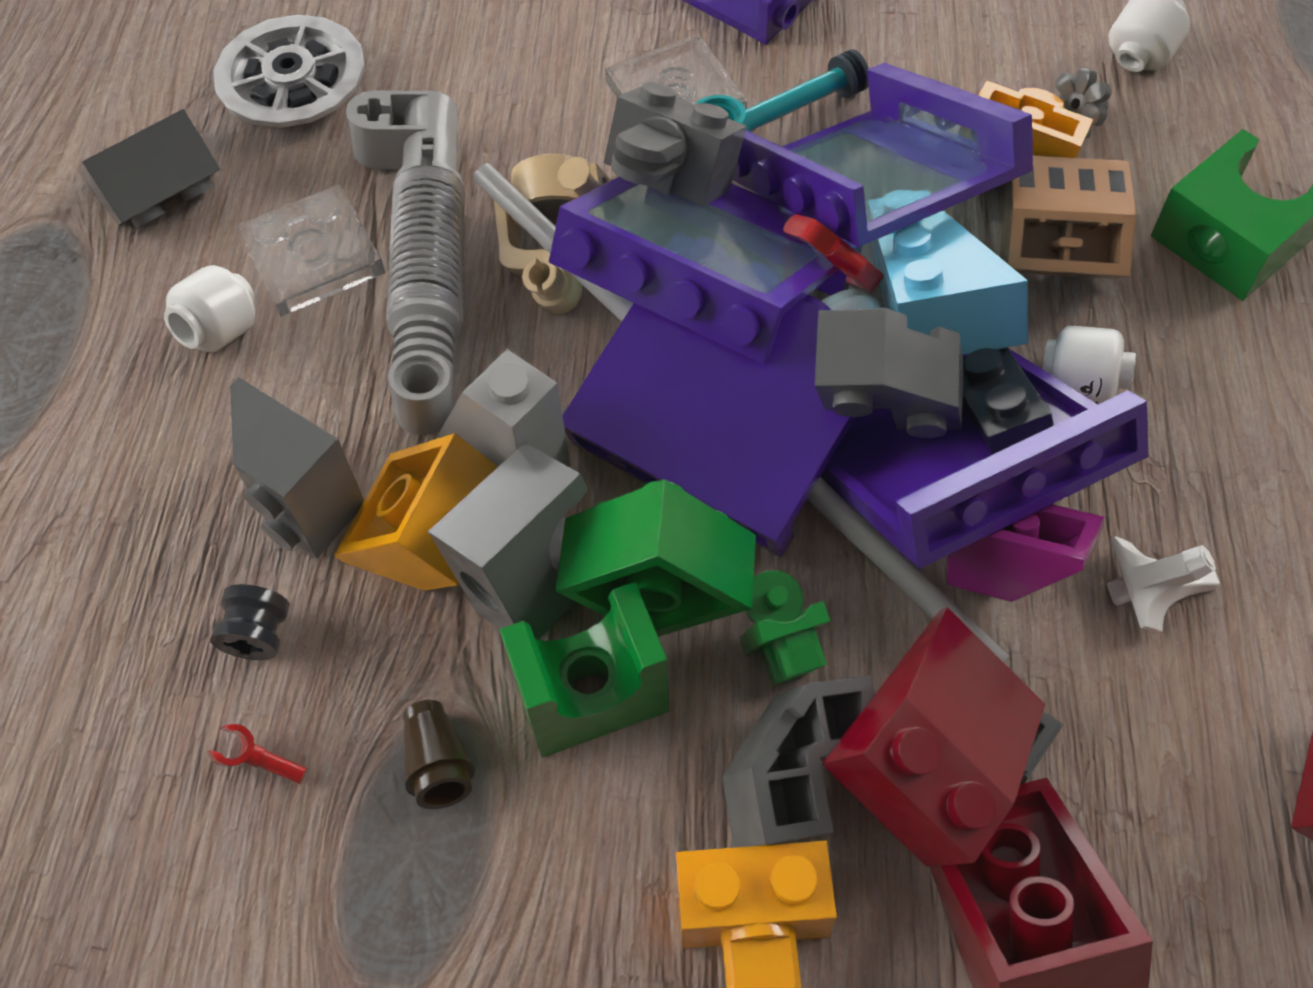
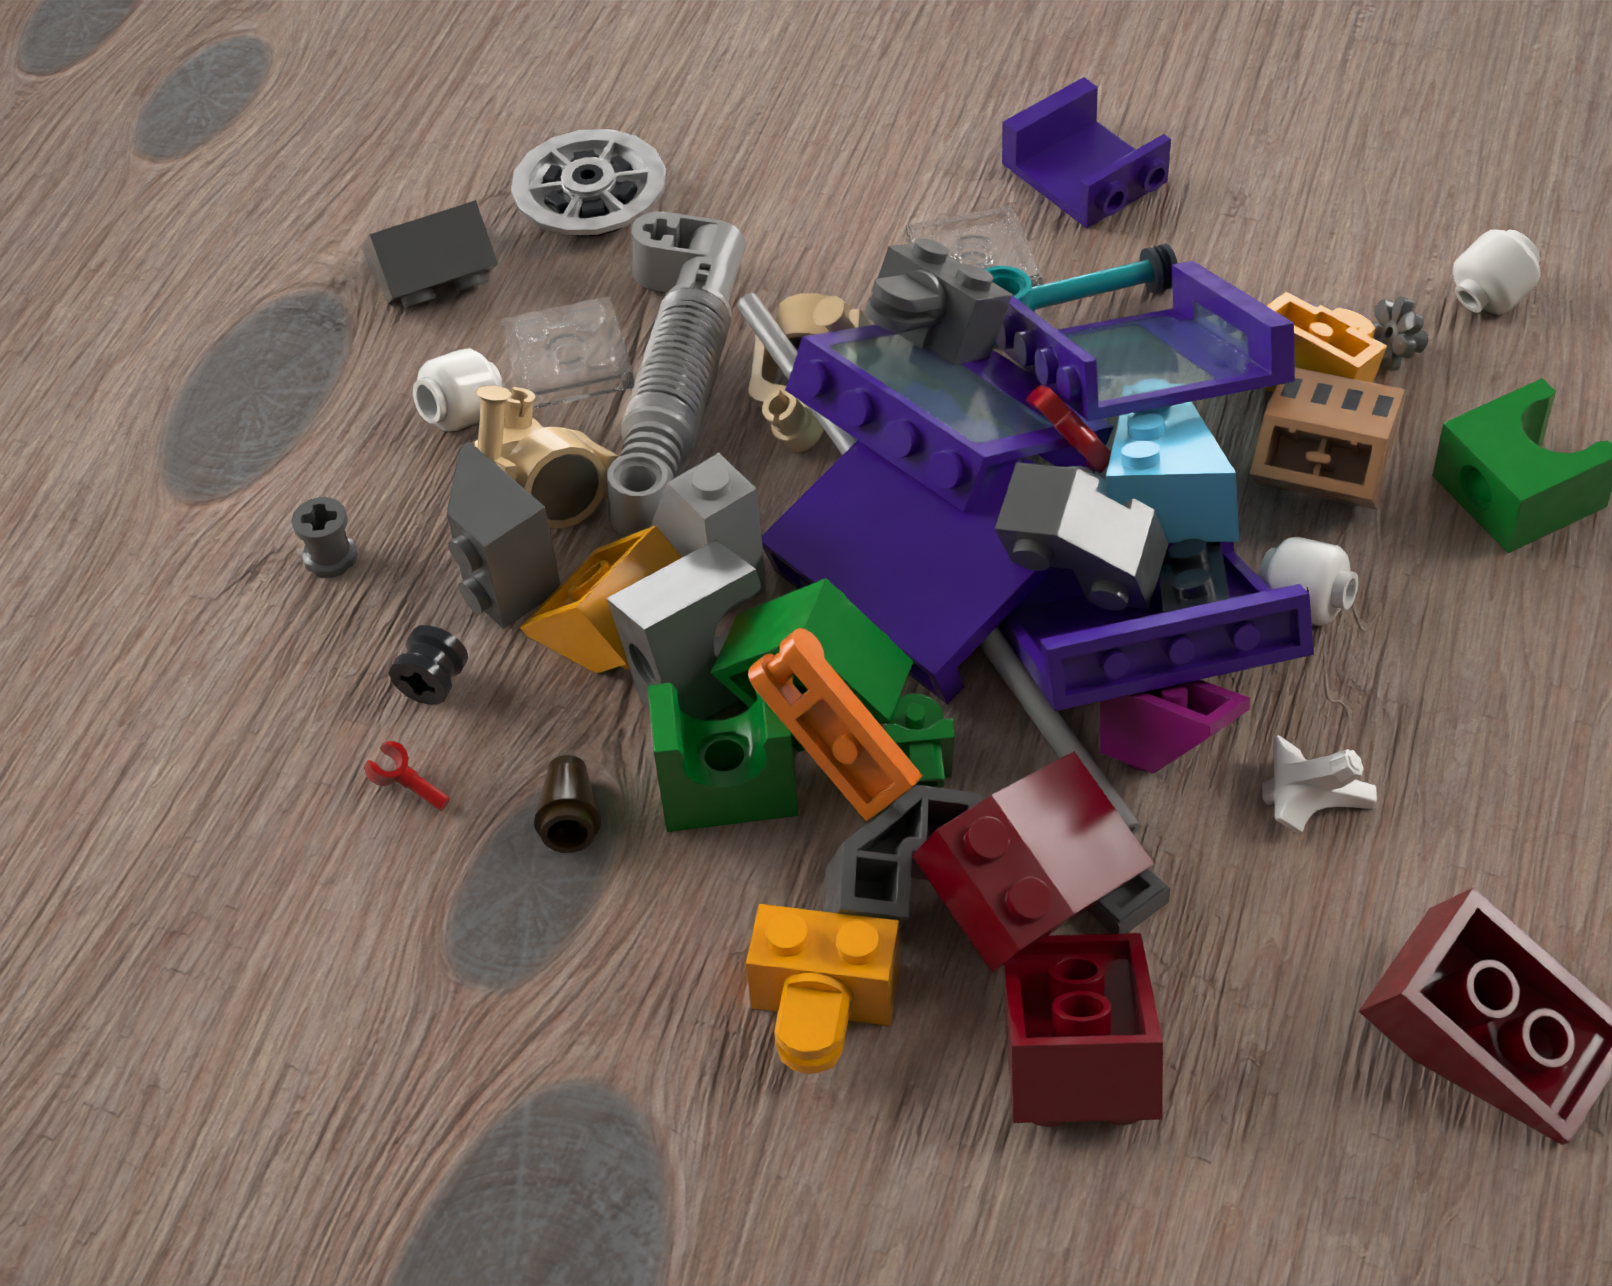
camera: 15 degrees right, 10 degrees down
(104, 491) = (322, 528): none -> dark grey bush
(322, 376) = (550, 463): none -> tan piece
(708, 638) = (833, 724): none -> orange plate

